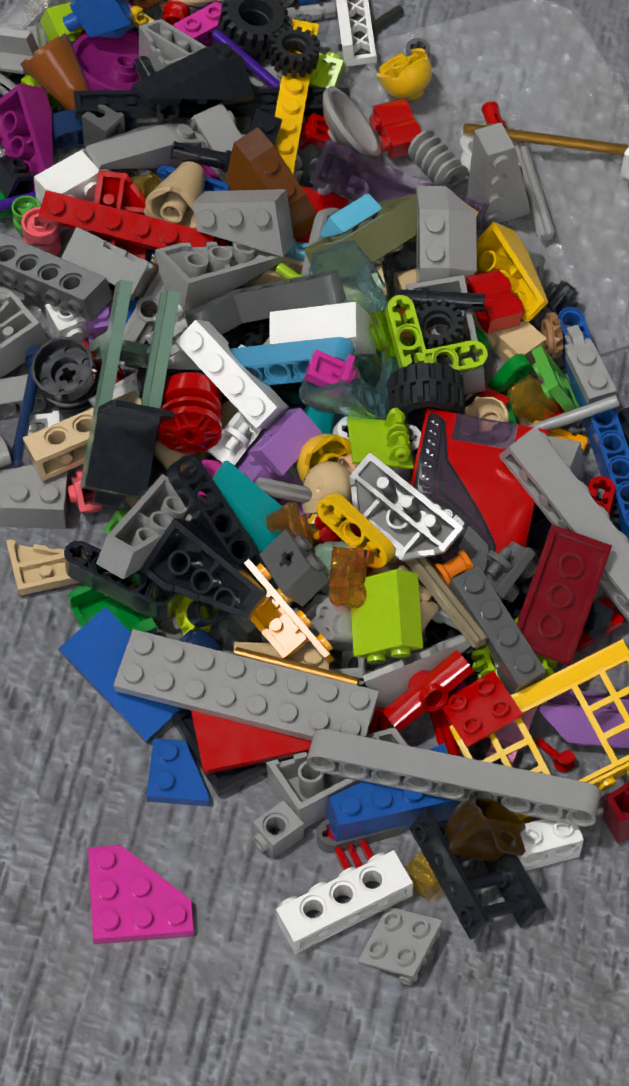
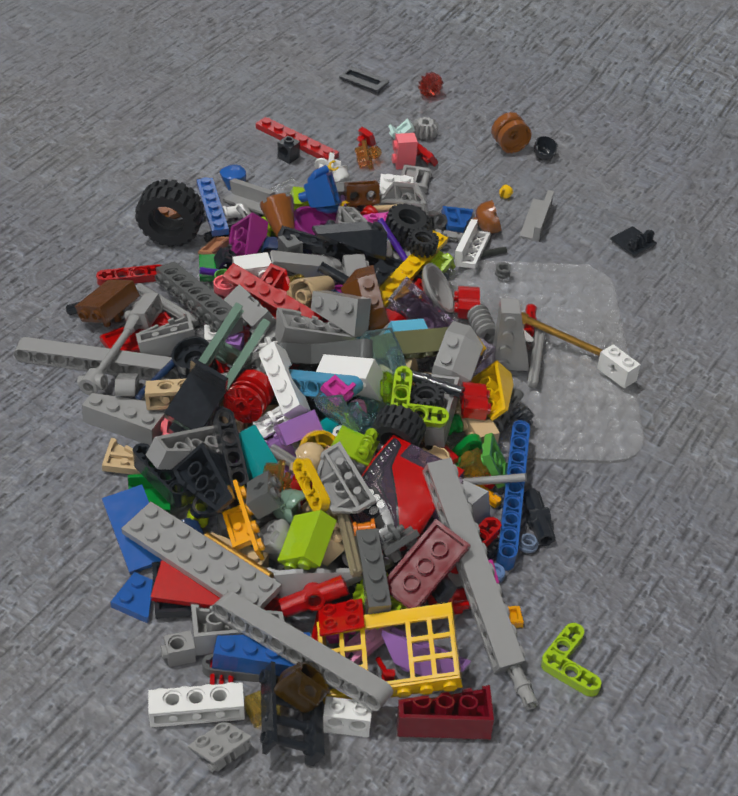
camera: 20 degrees right, 15 degrees down
(133, 900) = (67, 658): dark pink plate -> none
(348, 576) = (293, 508): clear orange leg -> none
(406, 75) = (487, 277): yellow cylinder -> none
(553, 332) = (505, 433): medium nougat gear -> none
(587, 366) = (517, 454): light grey hinge -> none

